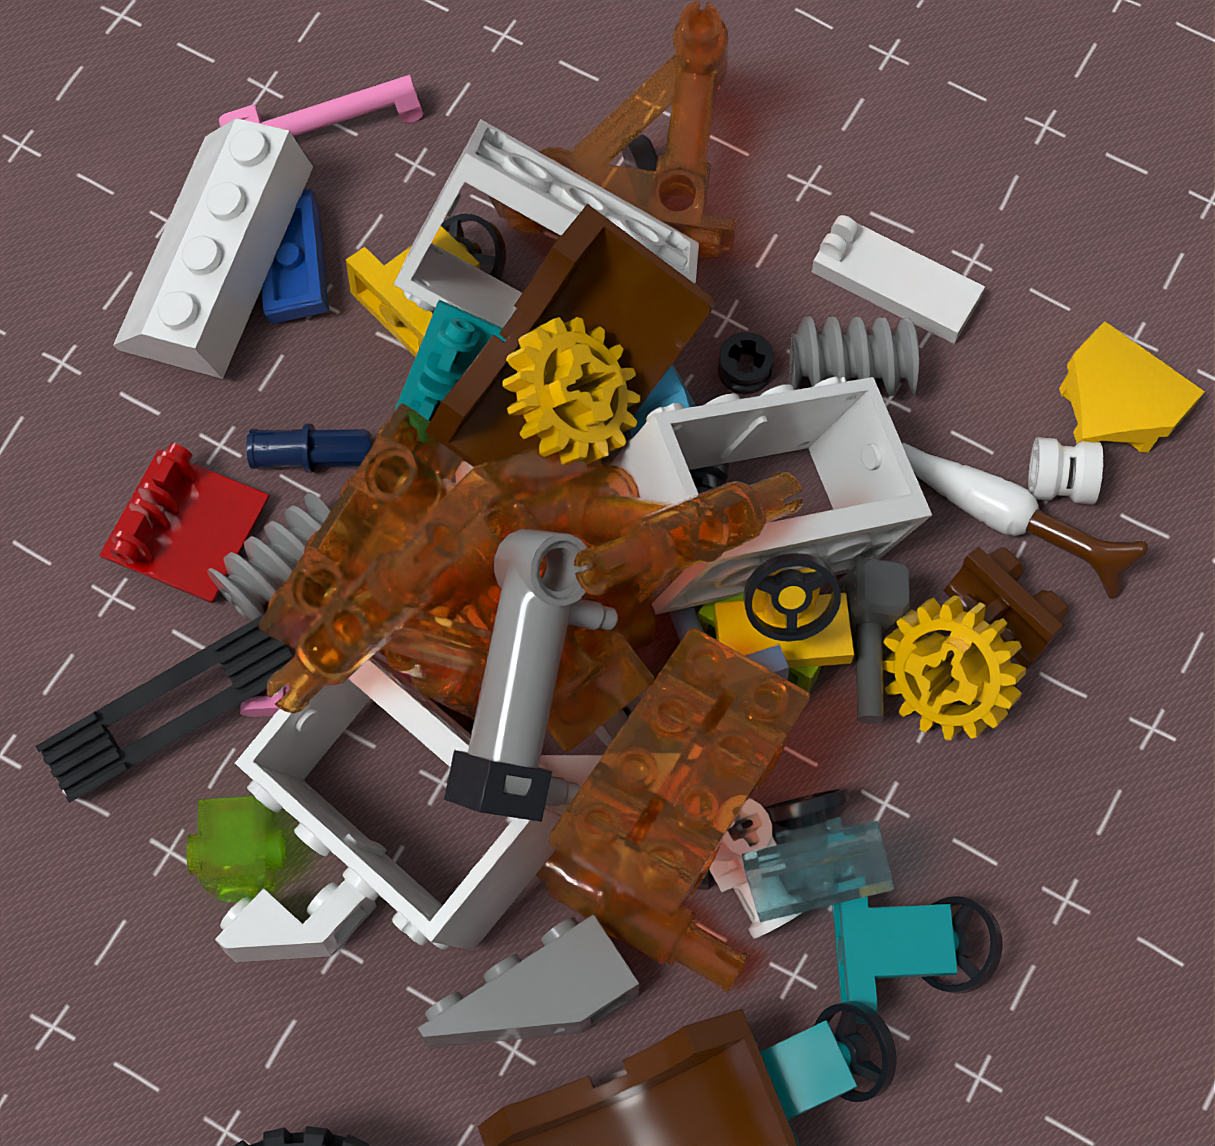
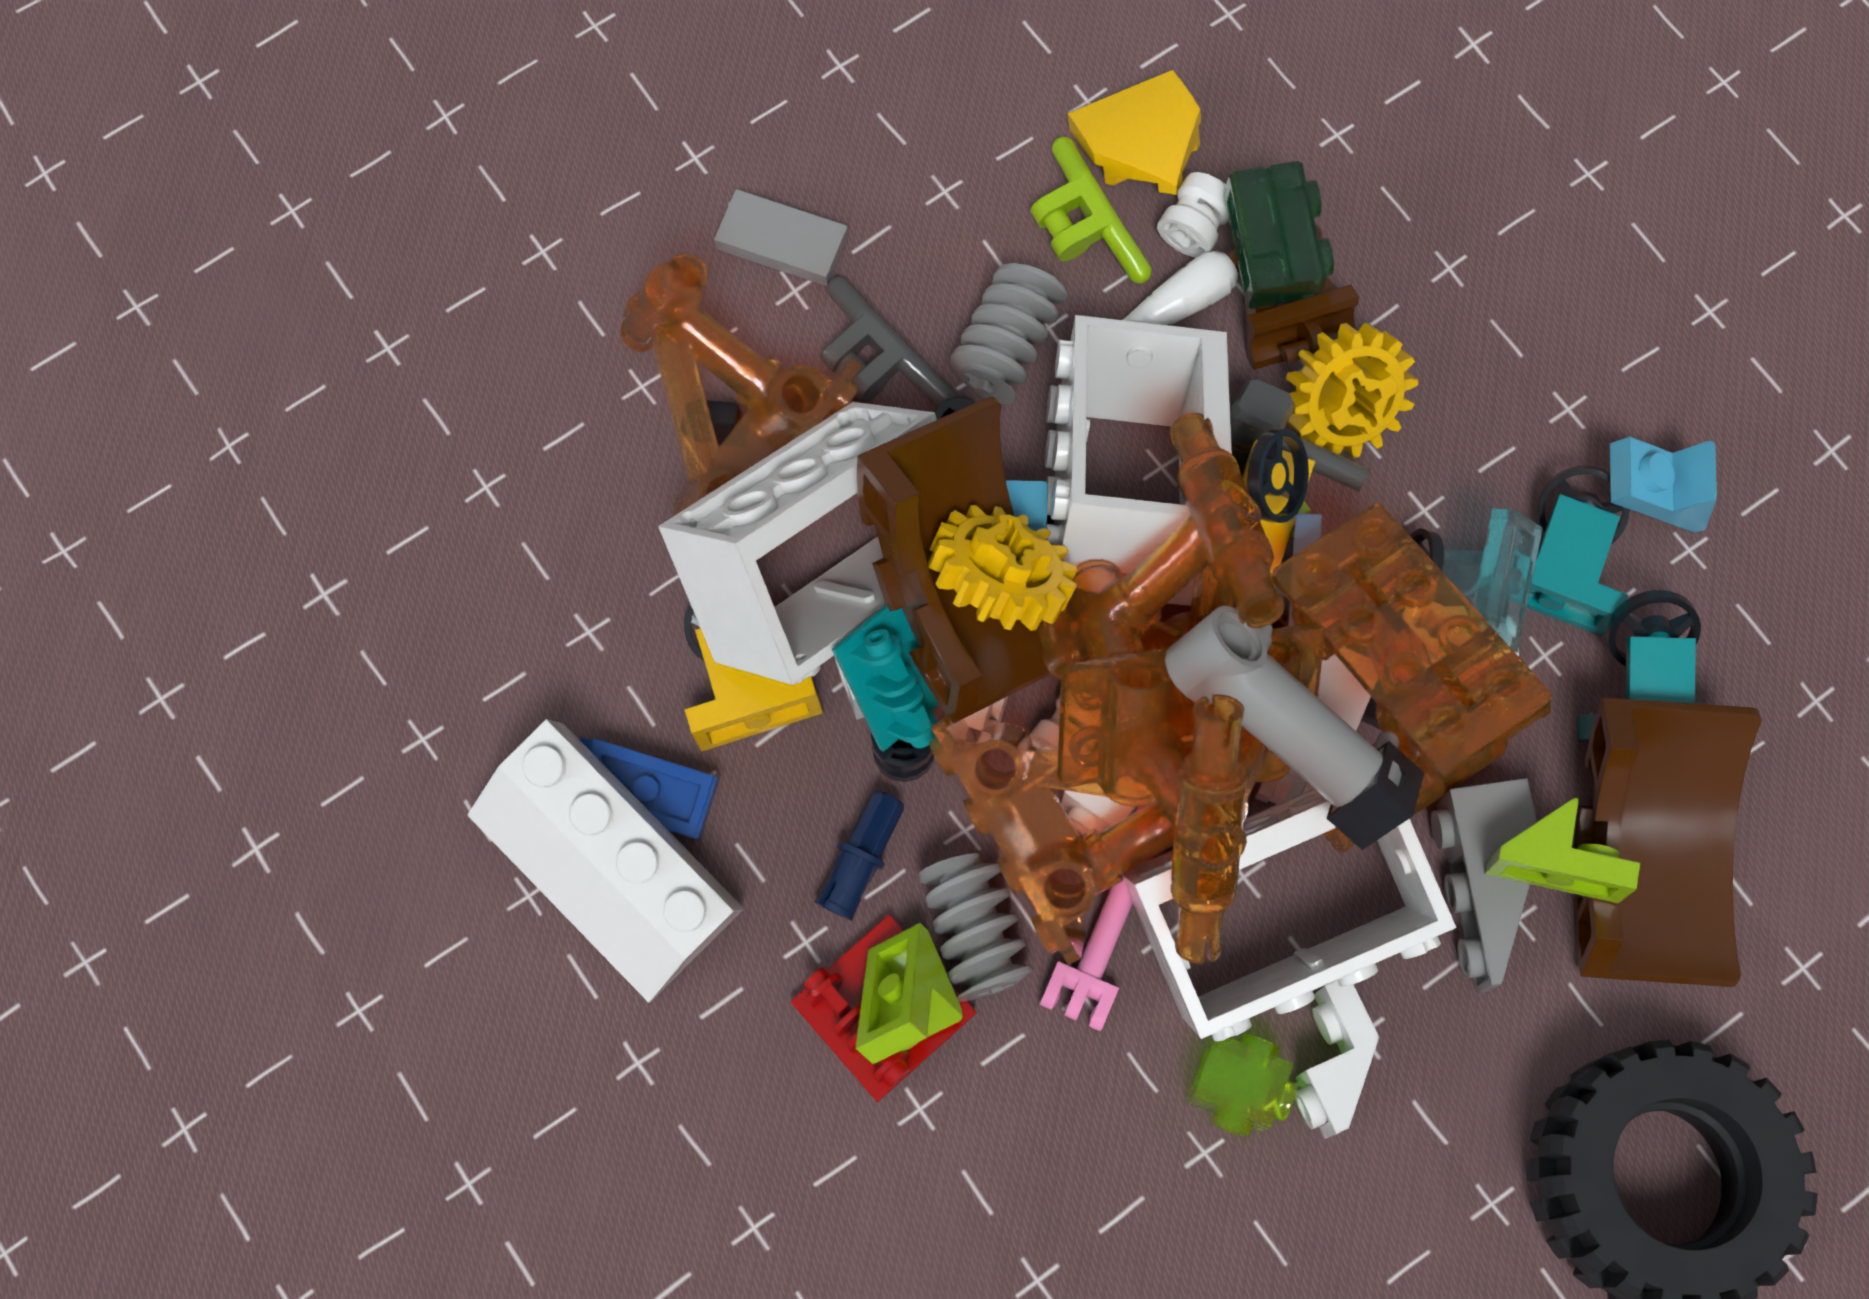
camera: 65 degrees left, 5 degrees up
(87, 752) = (1090, 1190): black container -> none
(190, 522) = (904, 995): none -> lime slope
(394, 92) = (512, 609): bright pink hinge -> none
(558, 1015) = (1546, 859): none -> lime slope
(754, 272) = (892, 350): none -> dark grey piece
(849, 148) = (781, 237): none -> light grey tile
(897, 279) = (937, 260): white hinge -> none
(983, 380) = (1100, 221): none -> lime piece
(1020, 1006) = (1665, 484): none -> medium azure slope
(1069, 530) = (1277, 234): none -> clear green brick

